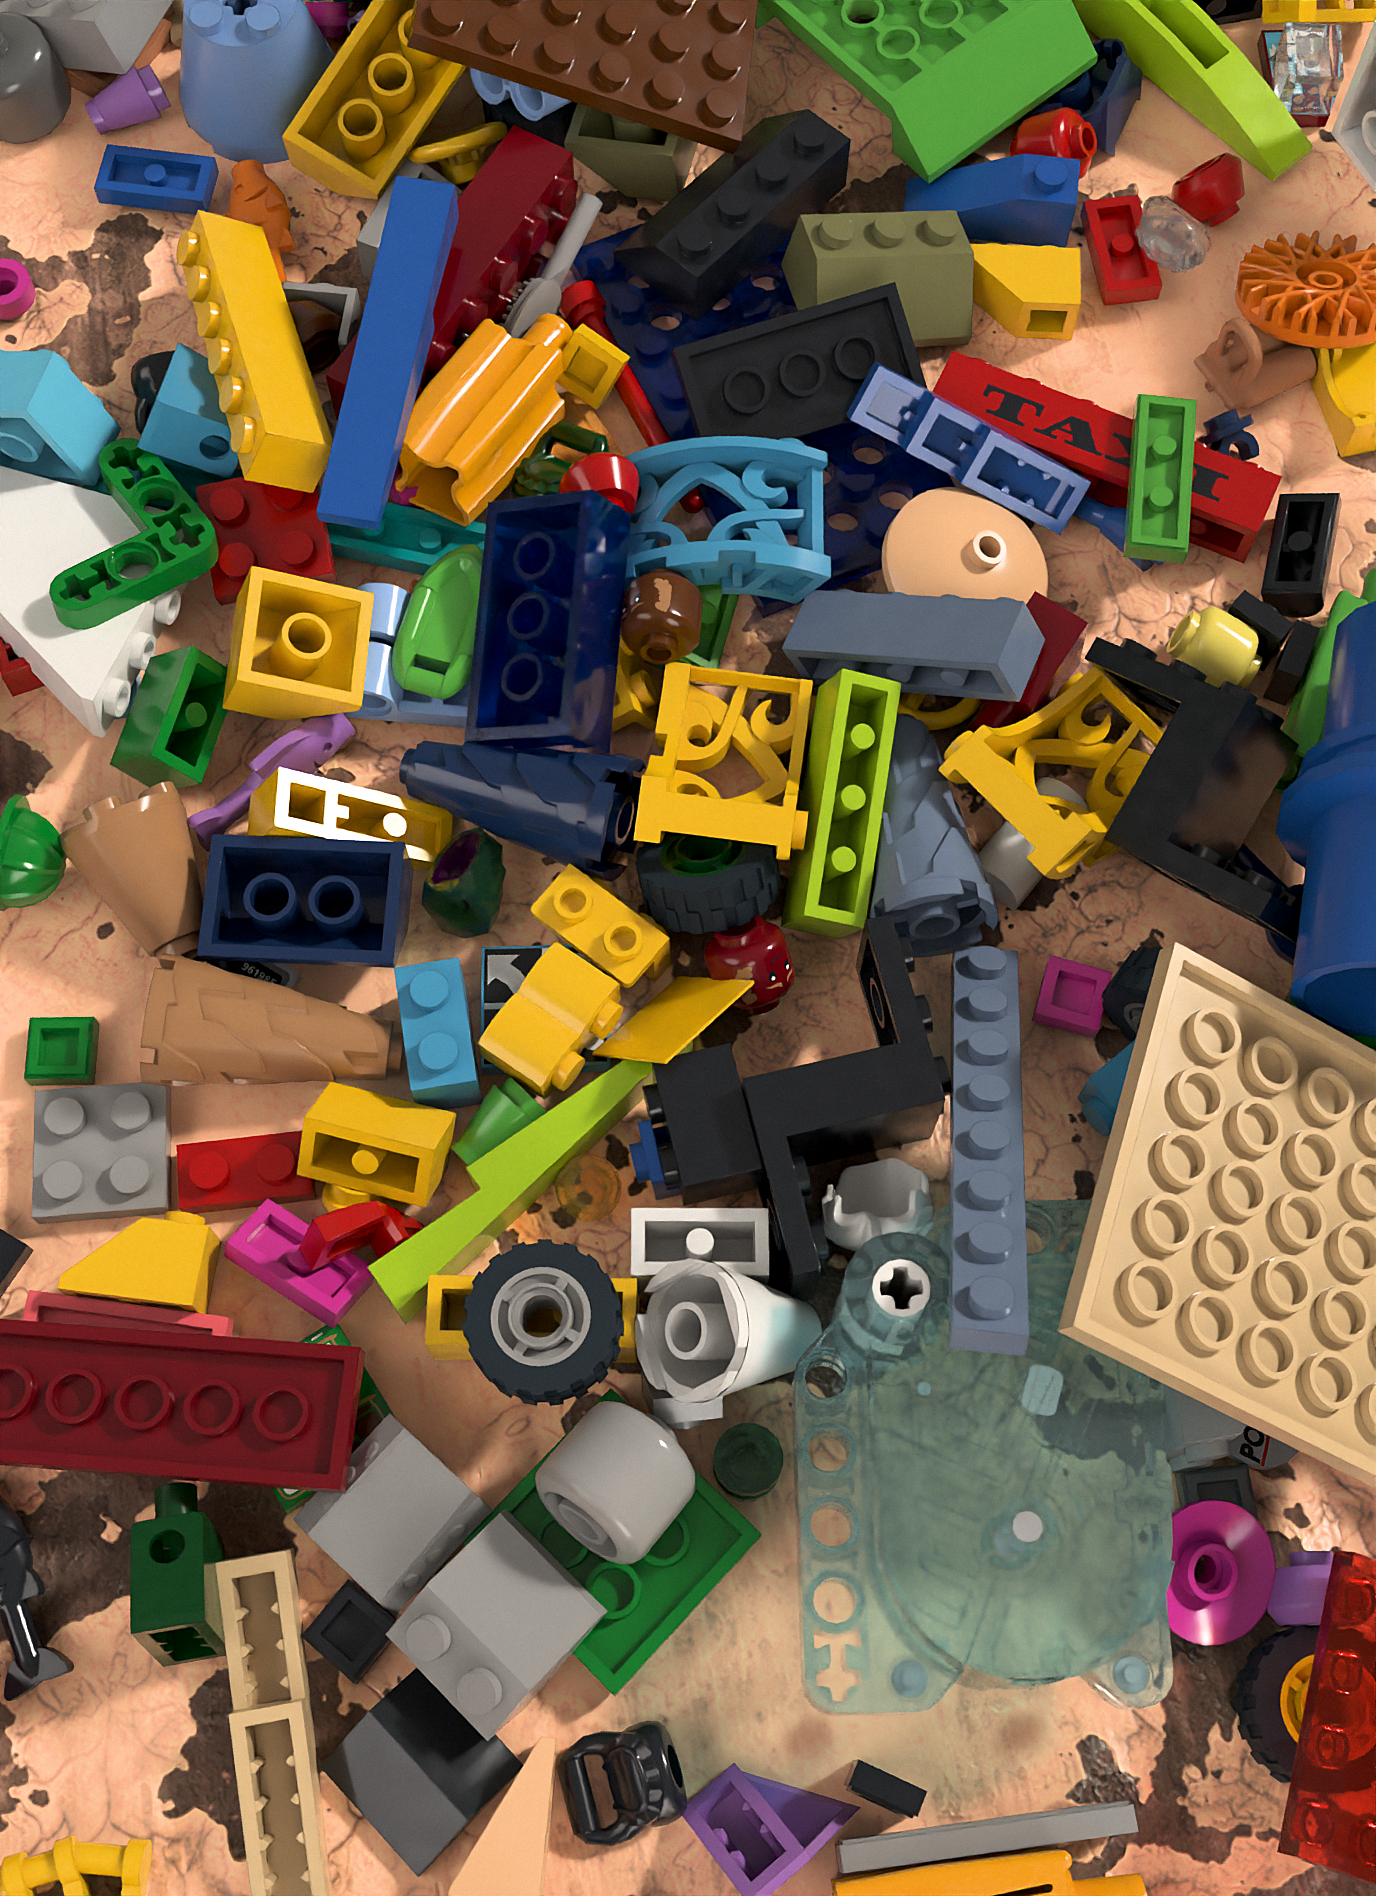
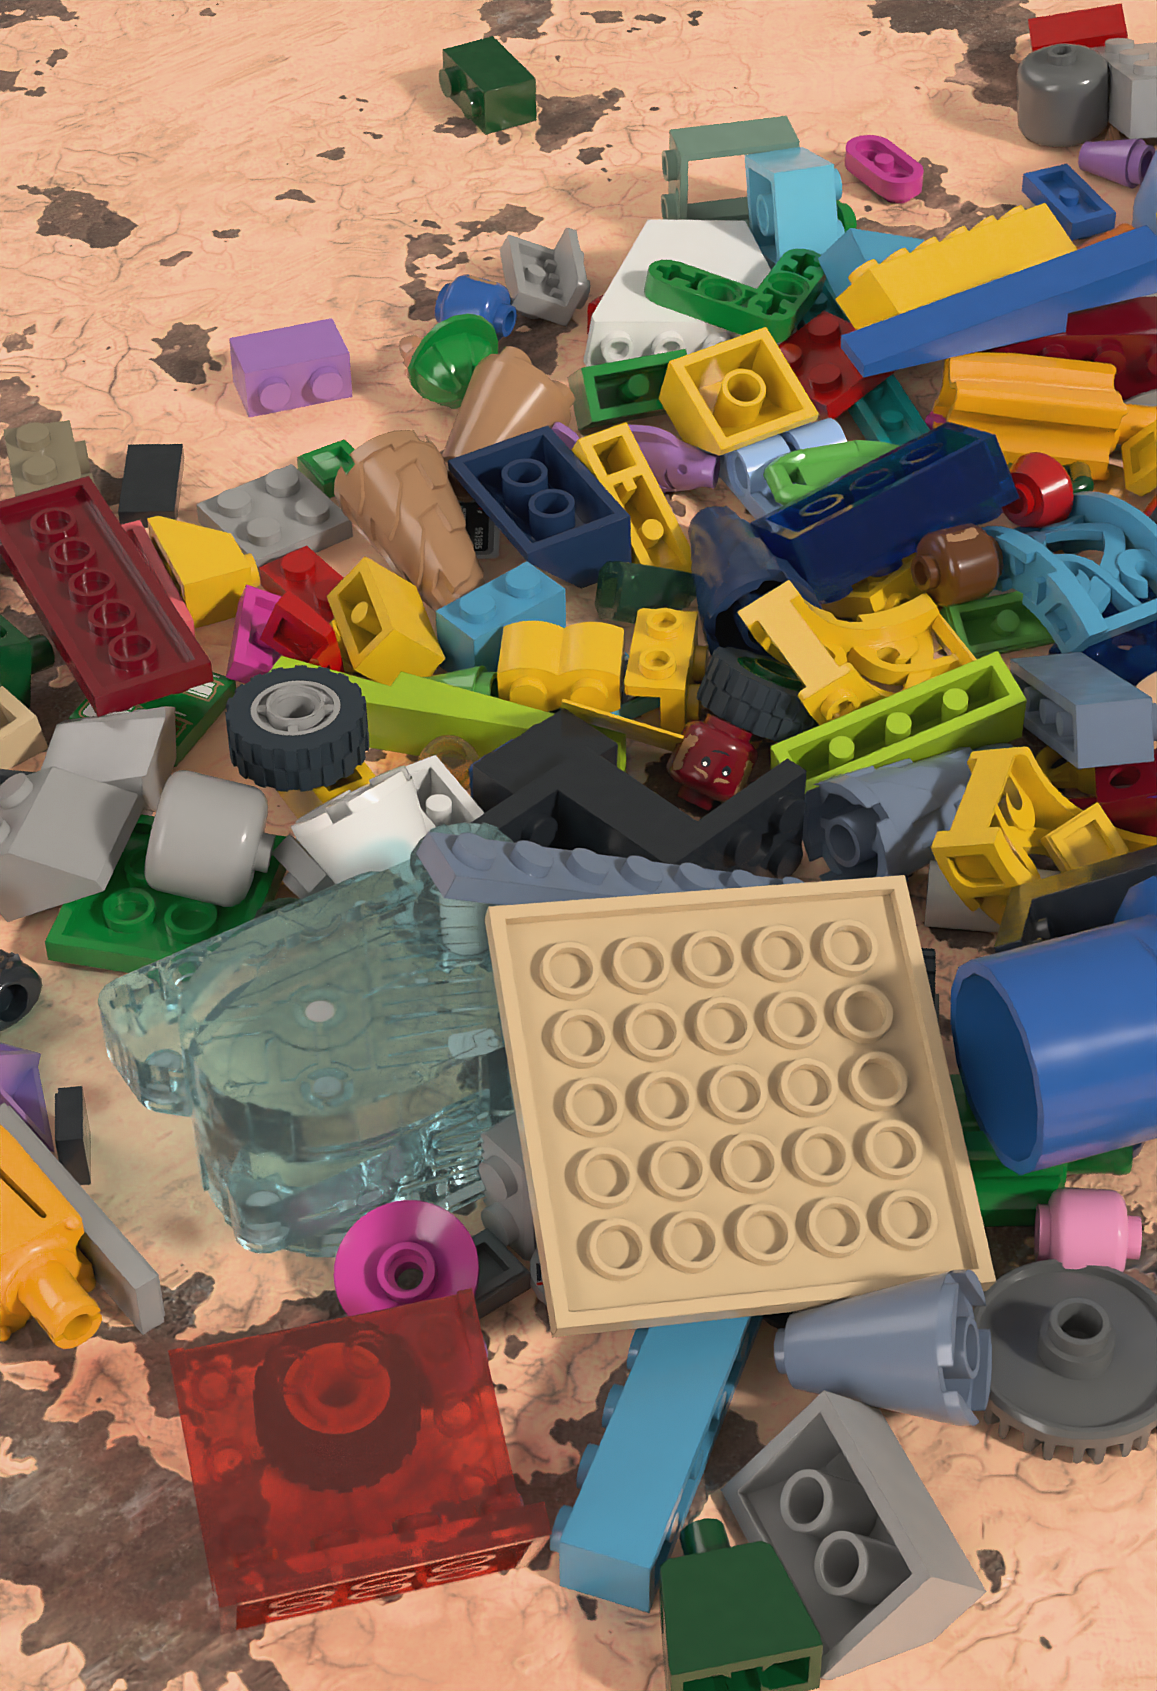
camera: 60 degrees right, 25 degrees down
(1060, 745) = (1084, 840): none -> yellow tile

